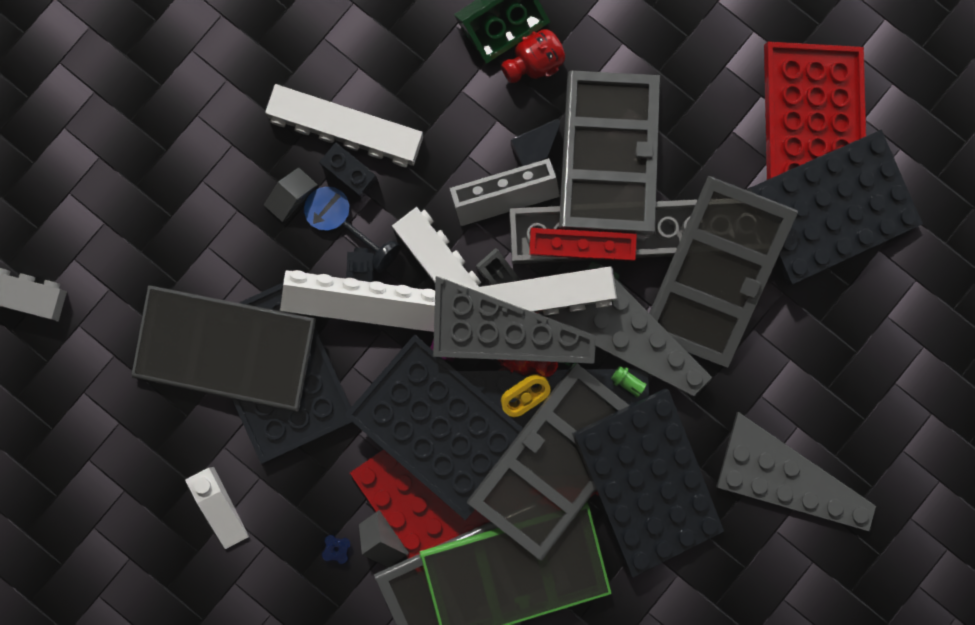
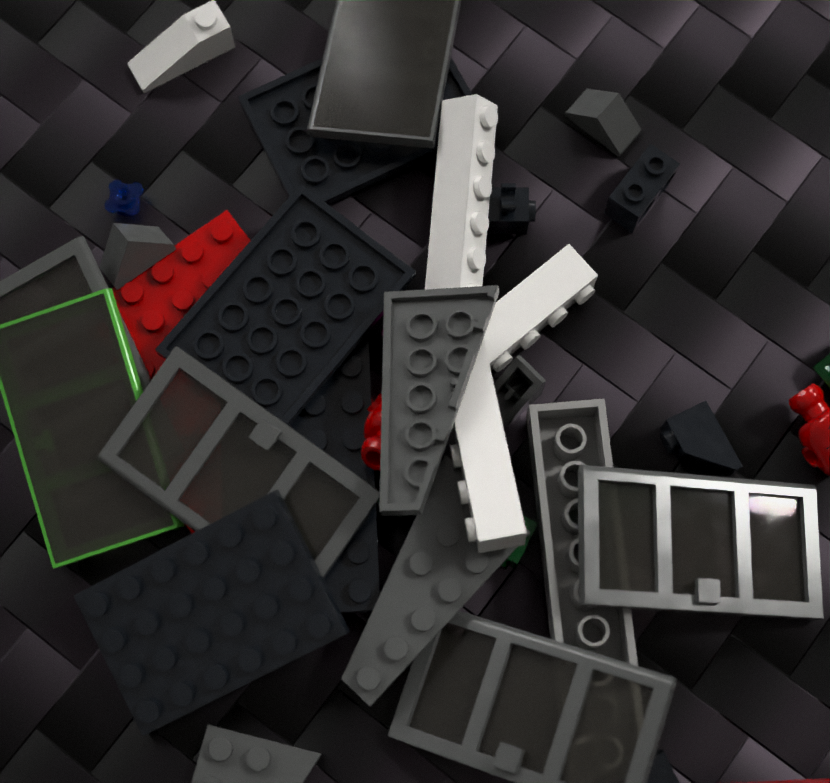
camera: 90 degrees right, 10 degrees down
(329, 209) = (584, 169): piece -> none
(344, 125) = (704, 183): white brick -> none
(505, 191) = (630, 395): light grey brick -> none
(527, 395) = (334, 430): yellow plate -> none
(582, 244) = (558, 501): red plate -> none
(628, 381) = (358, 576): bright green pin -> none

